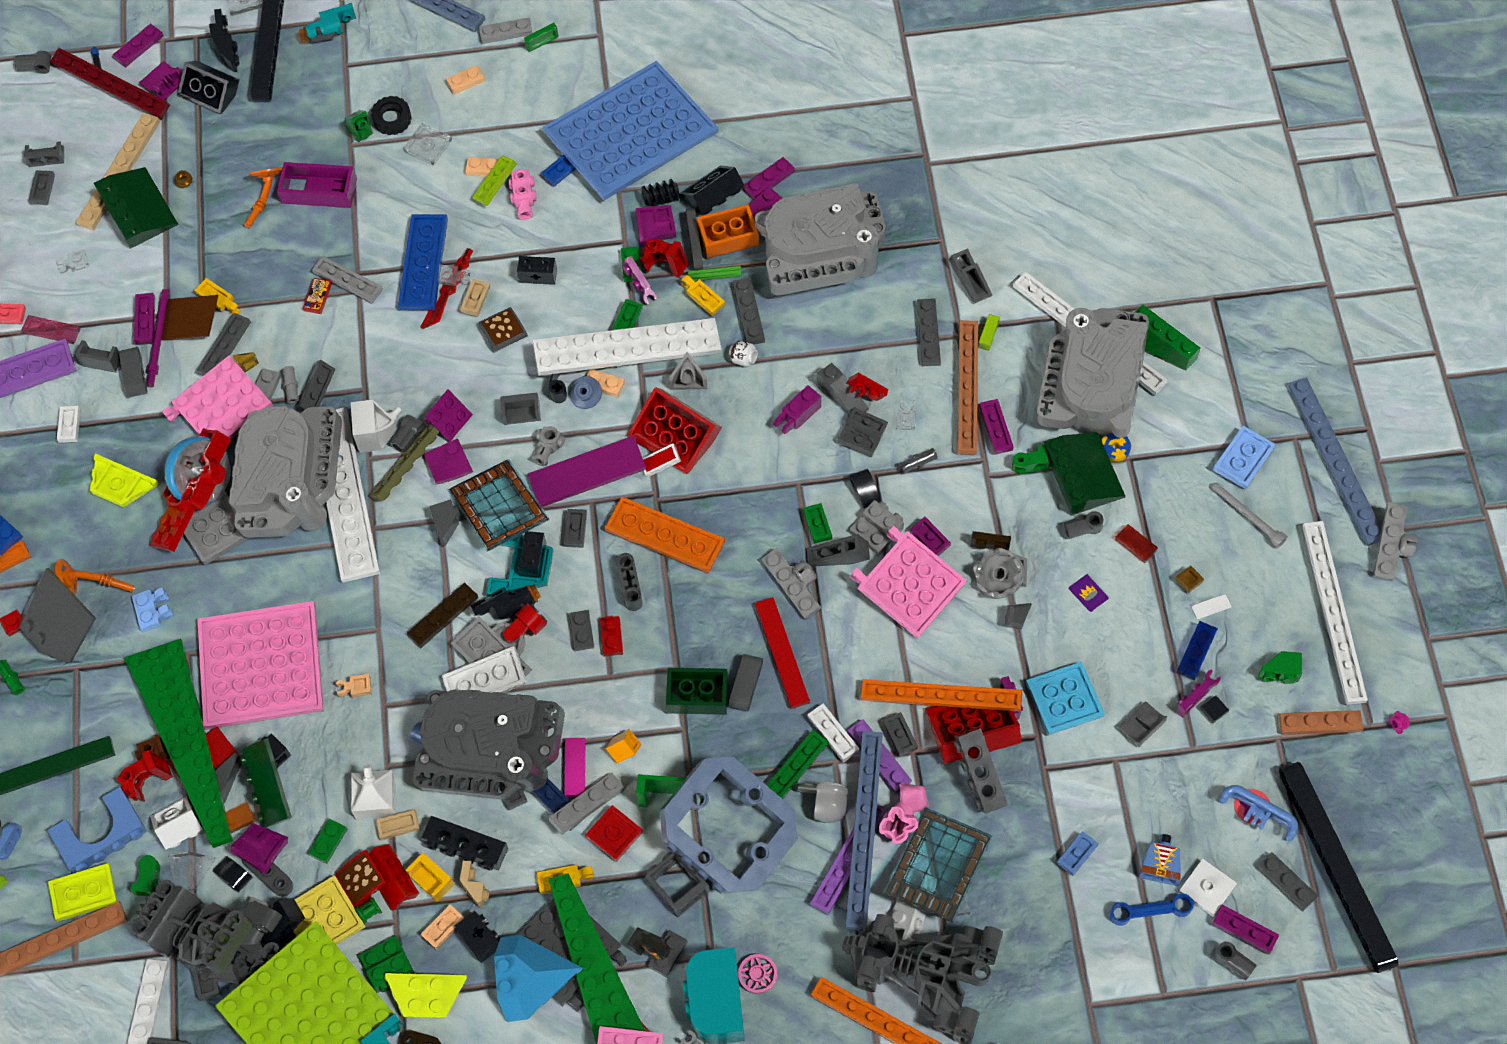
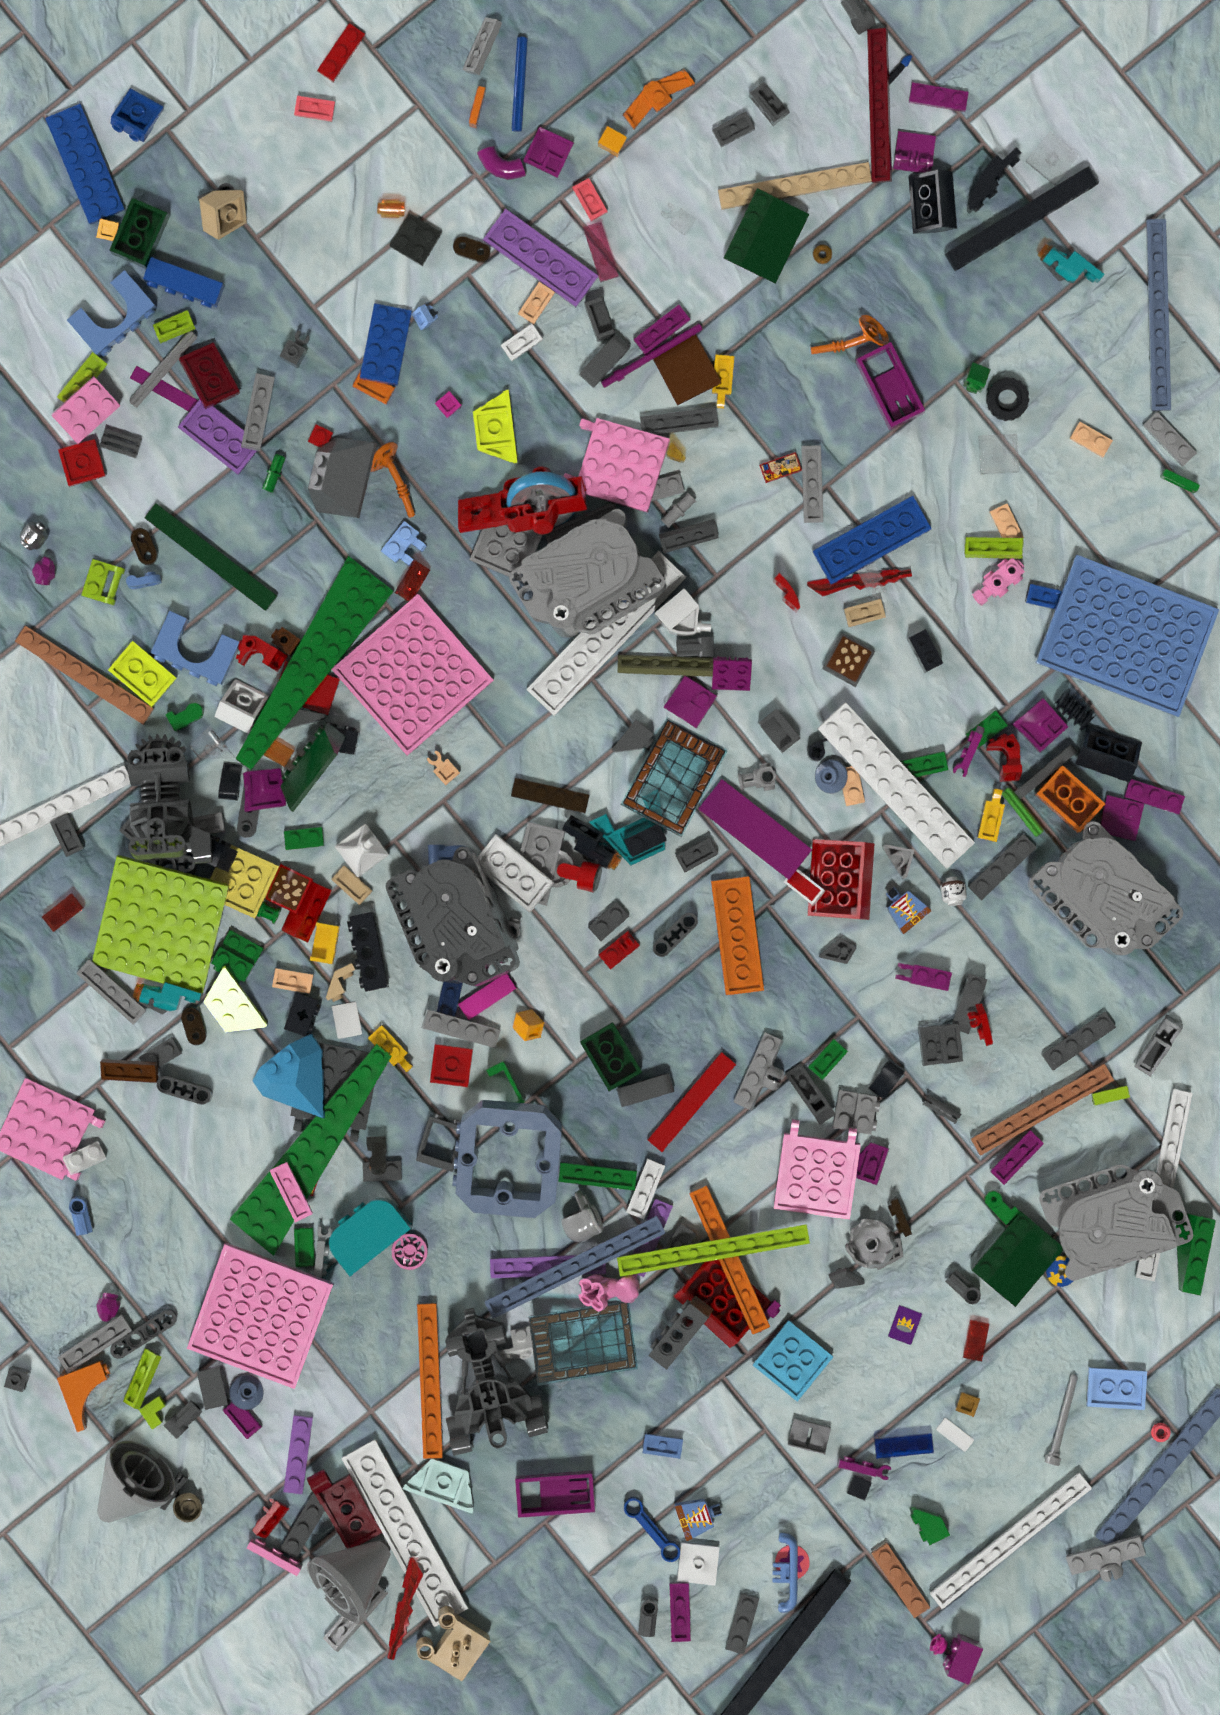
camera: 55 degrees right, 25 degrees up
(48, 396) = (536, 303): none -> light nougat plate
(69, 507) = (448, 404): none -> dark pink plate
(184, 617) = (412, 581): none -> clear red plate
(414, 337) = (790, 598): none -> red slope
(512, 903) = (346, 1020): none -> white sticker
(733, 396) = (906, 909): none -> torso
(733, 465) = (840, 951): none -> dark grey piece
(923, 701) = (713, 1250): none -> lime plate
(1066, 976) = (556, 1494): none -> magenta piece
(1303, 440) = (1160, 1438): none -> coral plate
(1424, 704) = (962, 1658): none -> magenta brick

